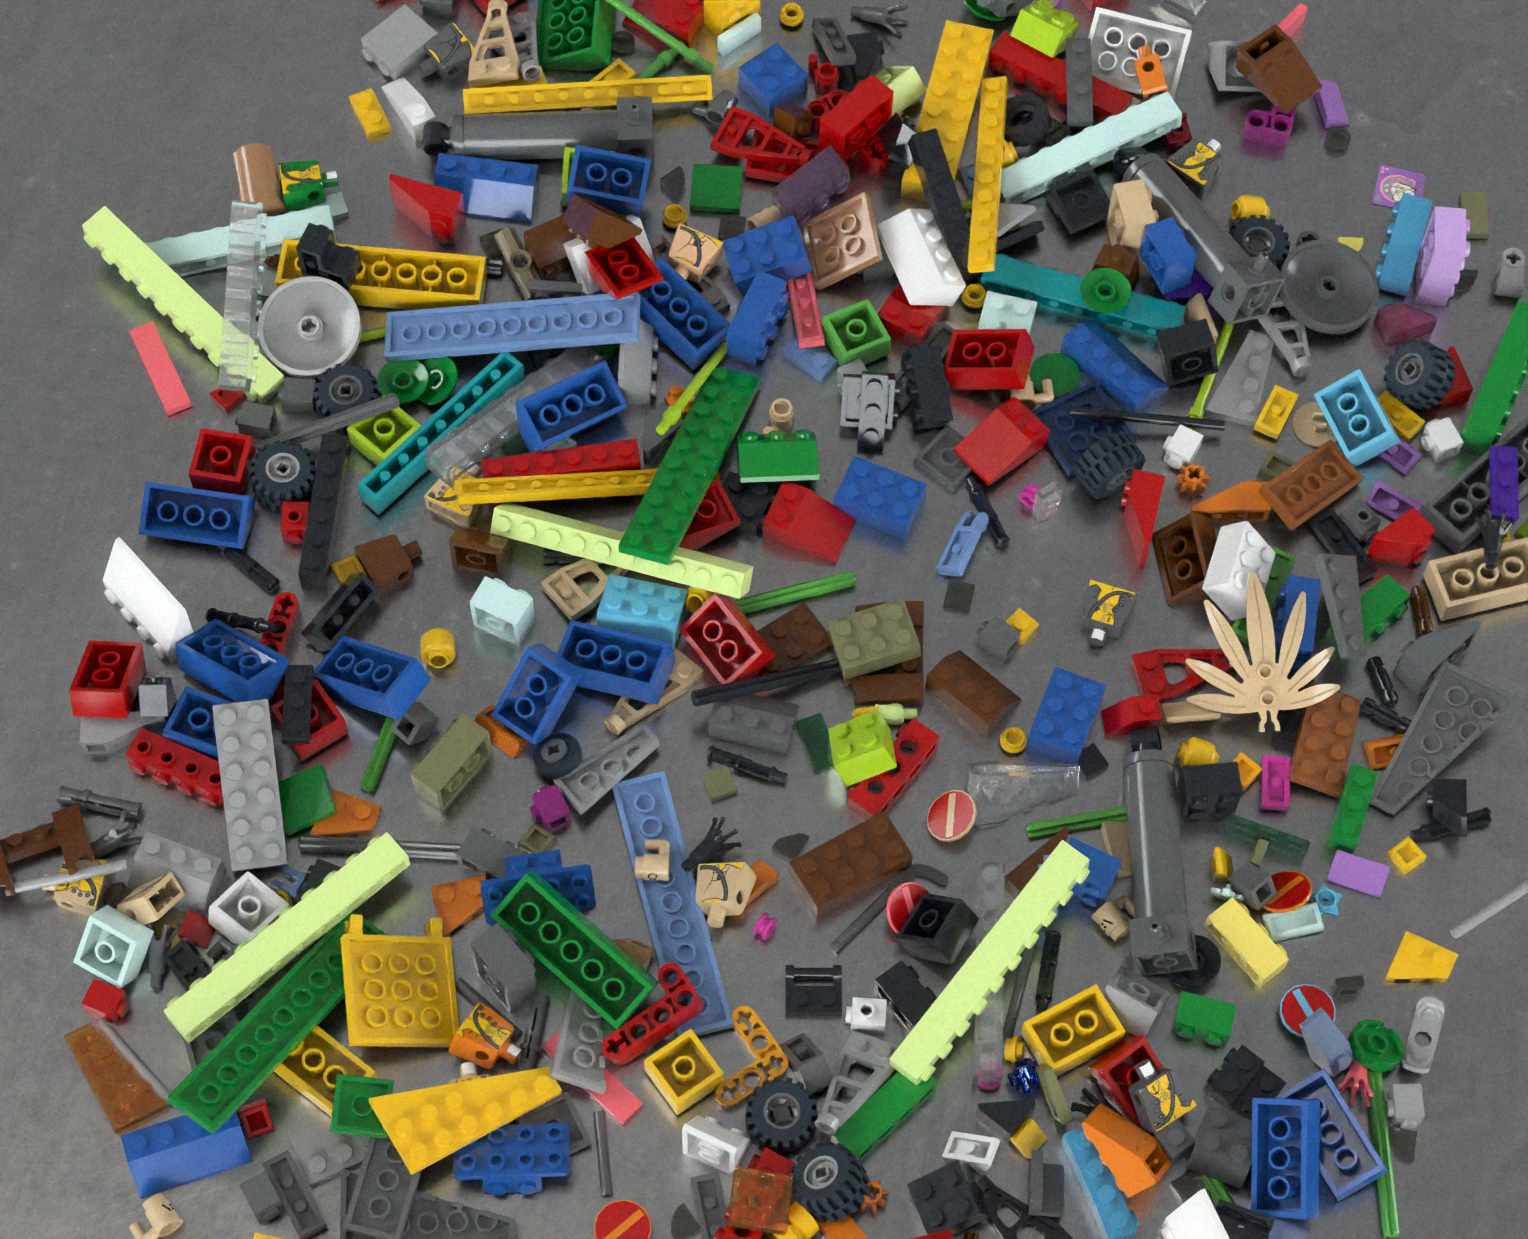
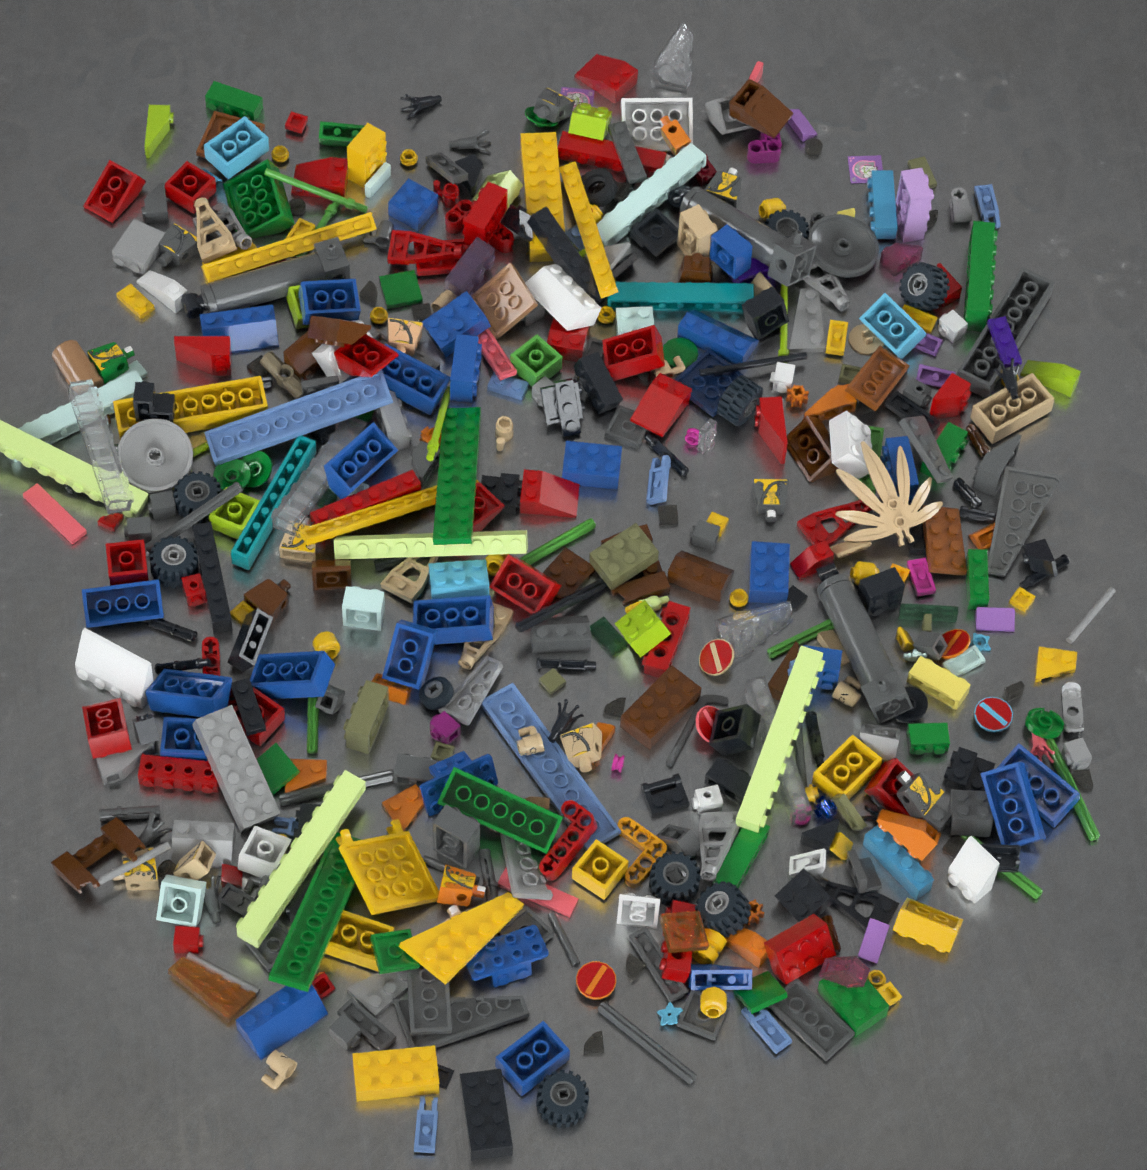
camera: 20 degrees left, 5 degrees down
(777, 456) = (513, 455): green slope -> none
(793, 121) = (439, 228): reddish brown brick -> none
(1108, 282) = (696, 280): green dish -> none
(1326, 1043) = (1013, 729): sand blue slope -> none

